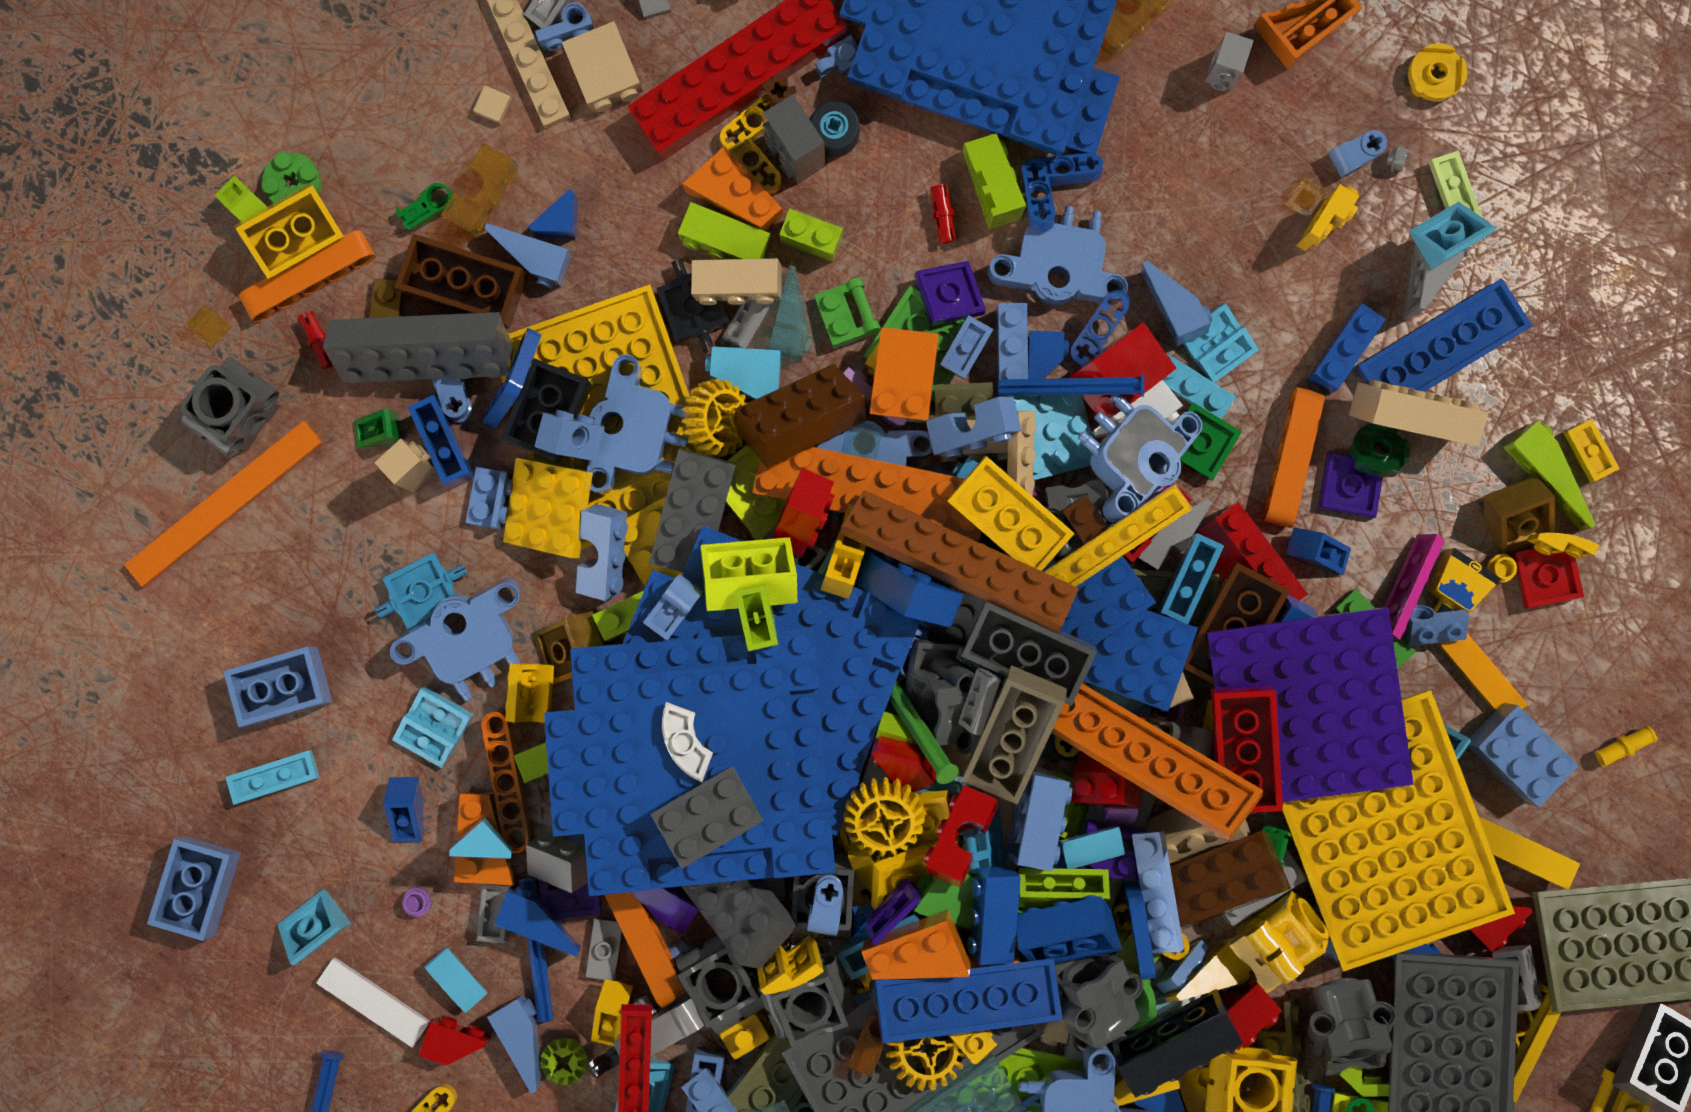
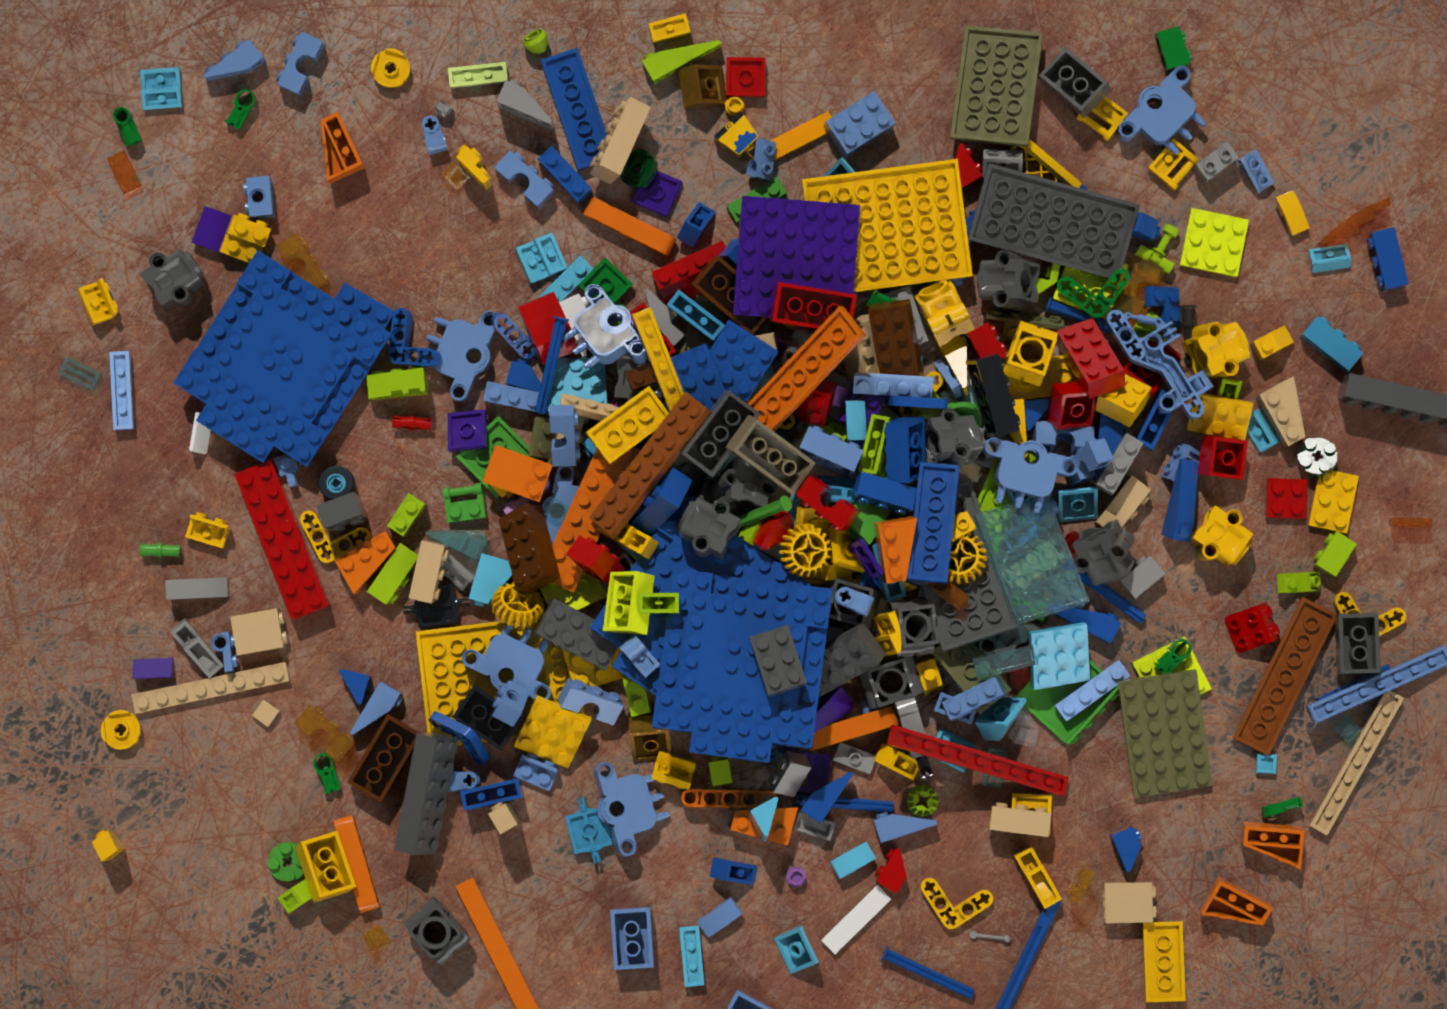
camera: 70 degrees left, 0 degrees up
(315, 337) = (402, 865): red pin -> none
(335, 806) = (719, 917): none -> medium blue slope
(378, 429) = (472, 838): green slope -> none
(385, 299) = (386, 814): pearl gold plate -> none
(432, 727) = (682, 842): medium azure slope -> none
(682, 741) = (727, 667): white tile -> none
(777, 85) = (310, 519): reddish brown gear -> none
(887, 660) = (705, 526): none -> dark grey piece
(966, 347) = (507, 428): medium blue plate -> none
(979, 701) = (744, 472): light grey plate -> none
(1178, 306) = (512, 280): medium blue slope -> none
(1228, 61) = (353, 208): light grey brick -> none
(1339, 273) = (513, 166): none -> medium blue arch
(1412, 580) = (731, 171): dark pink plate -> none
(1449, 233) = (506, 94): medium azure slope -> none
(1525, 266) = (536, 41): none -> lime cone
(1530, 855) = (924, 137): yellow slope -> none
(1557, 542) = (725, 70): yellow slope -> none
(1626, 746) = (869, 53): yellow pin -> none

